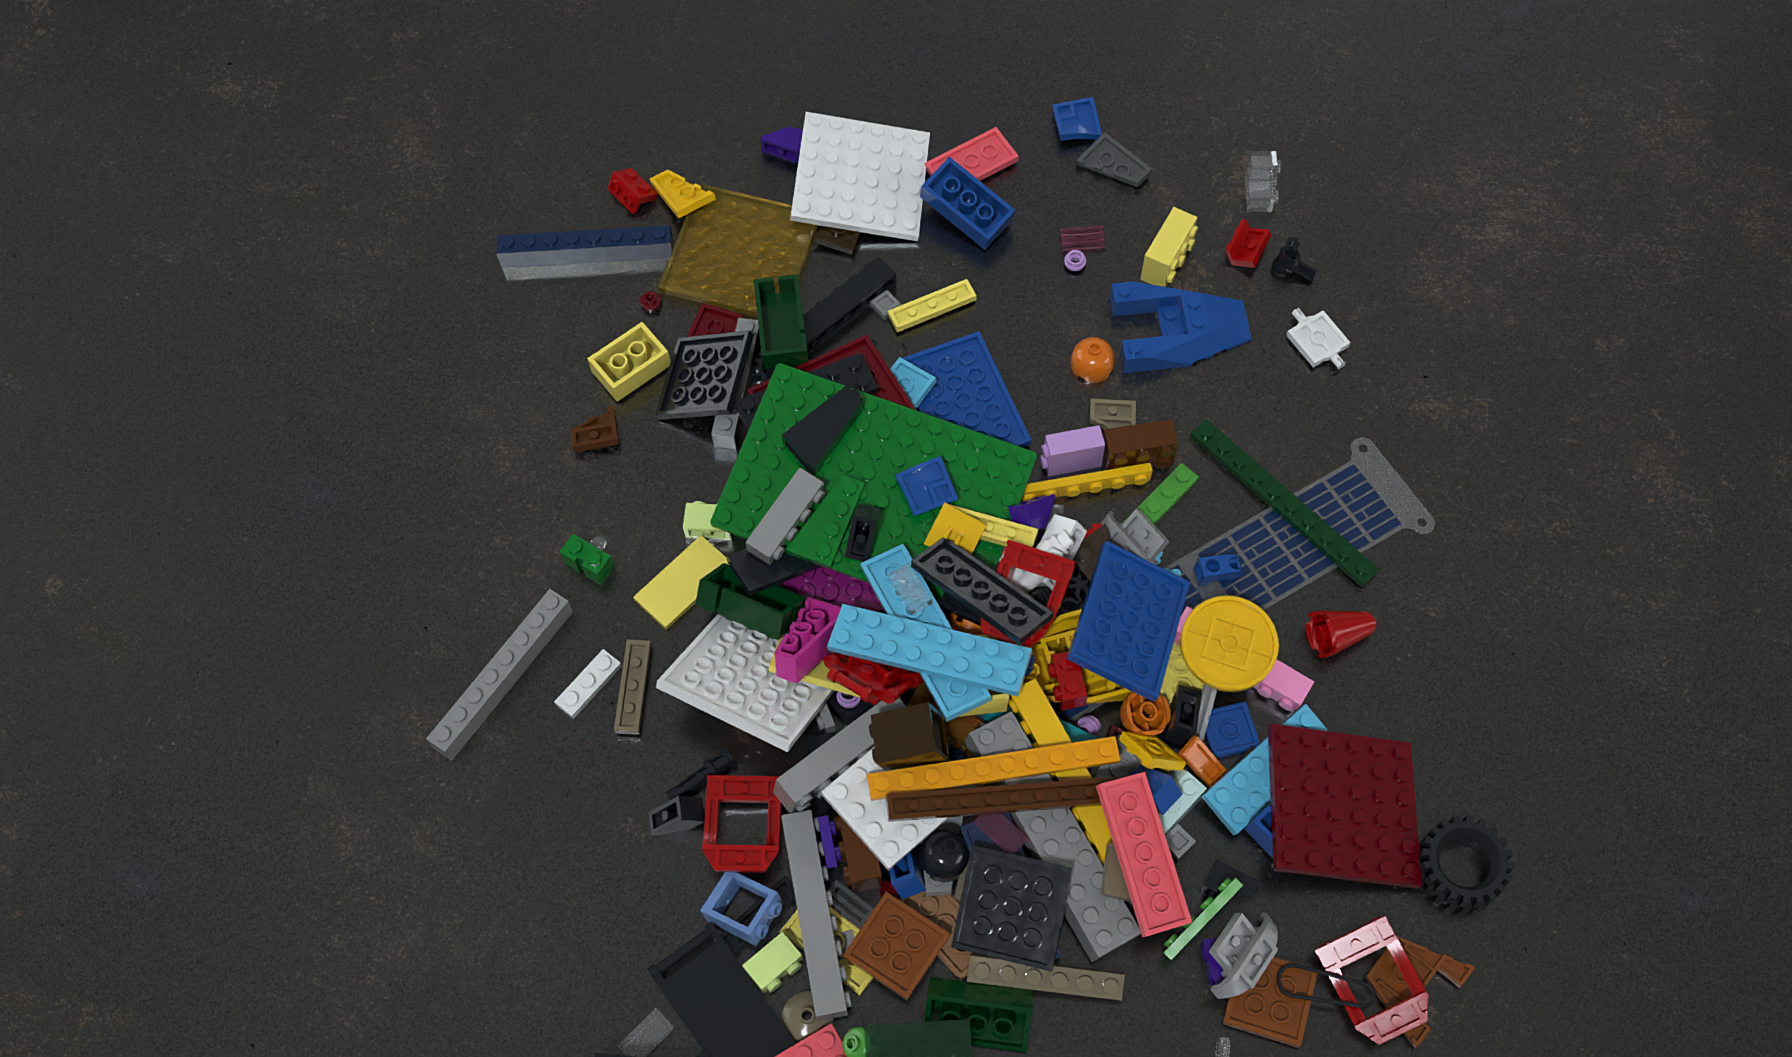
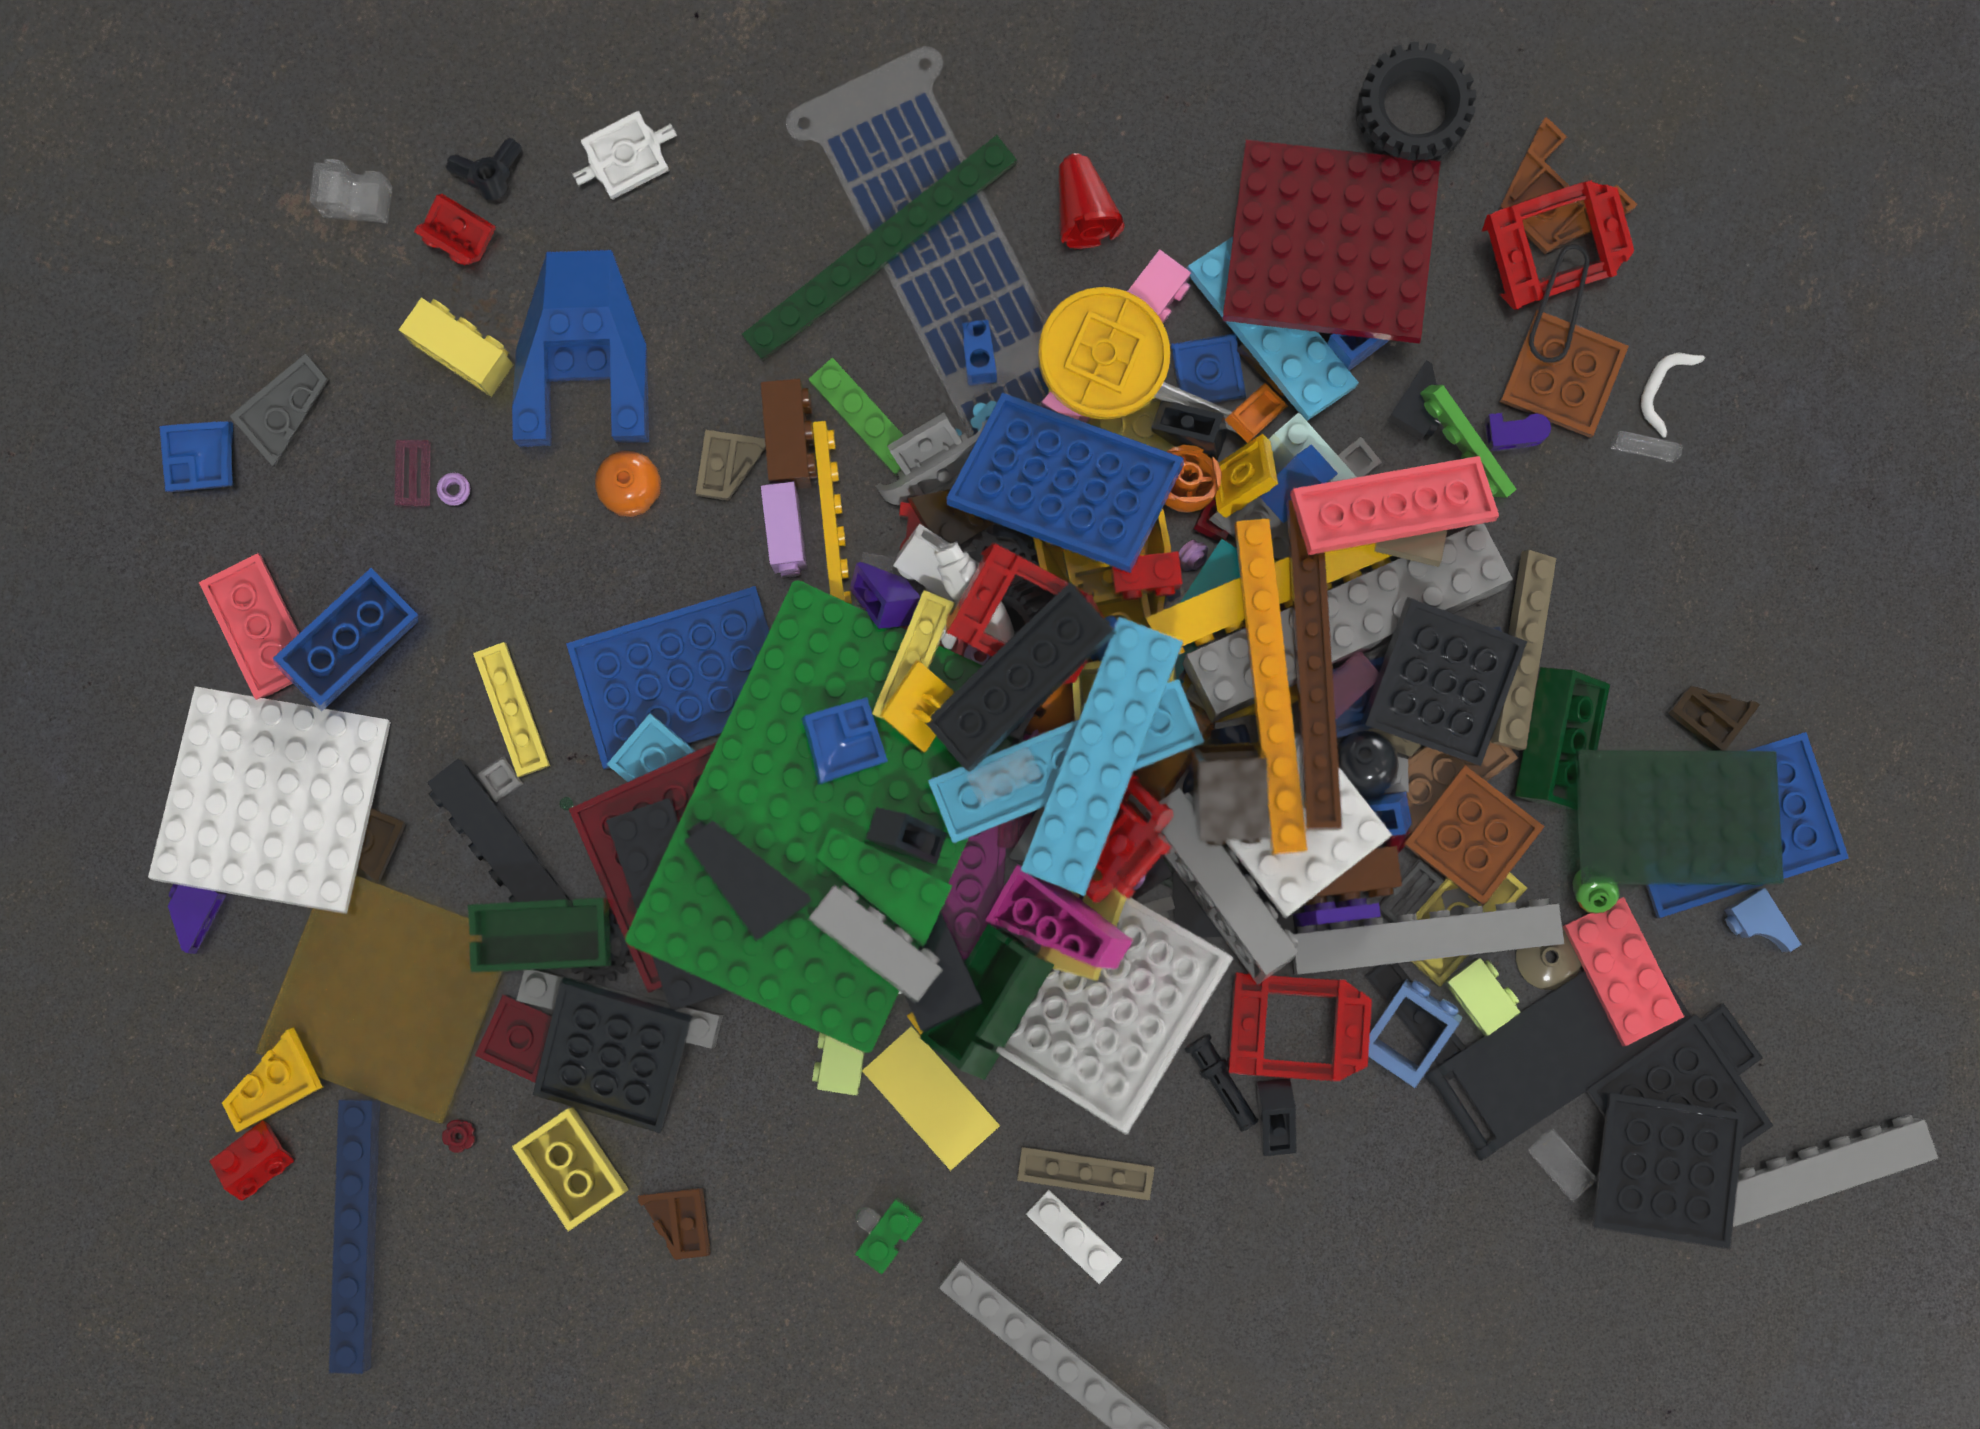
camera: 85 degrees left, 20 degrees up
(1243, 954) = (1517, 396): light grey plate -> none

